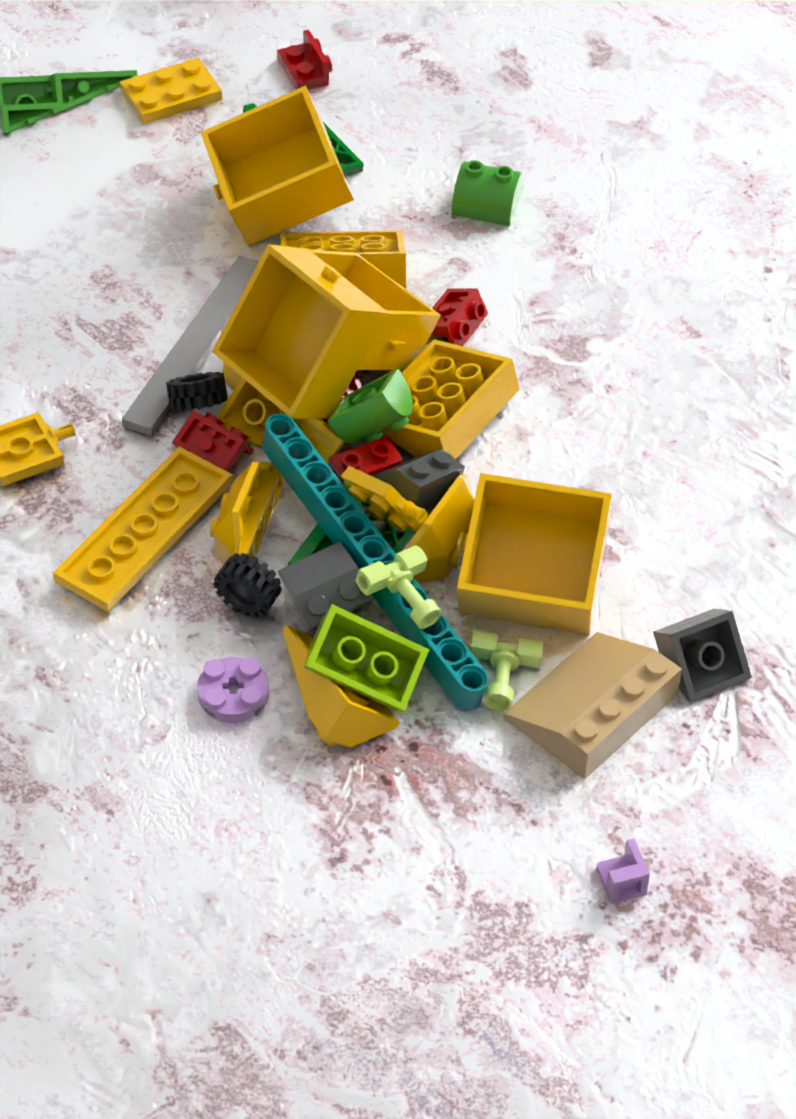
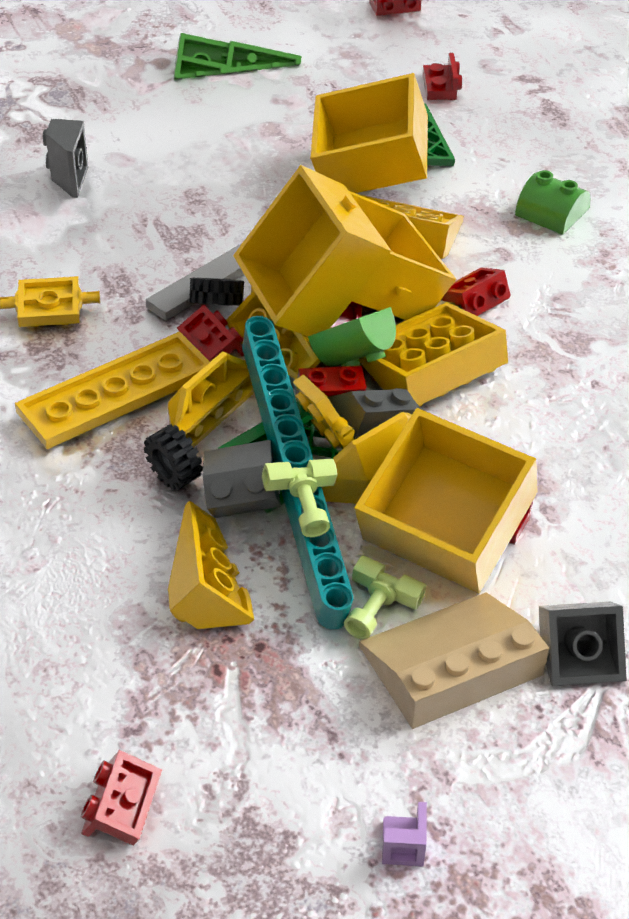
camera: 20 degrees right, 5 degrees down
(170, 90) = (321, 75): yellow plate -> none
(229, 672) = (118, 529): lavender plate -> none
(363, 920) = (121, 797): none -> bracket
(366, 658) = (241, 549): lime slope -> none

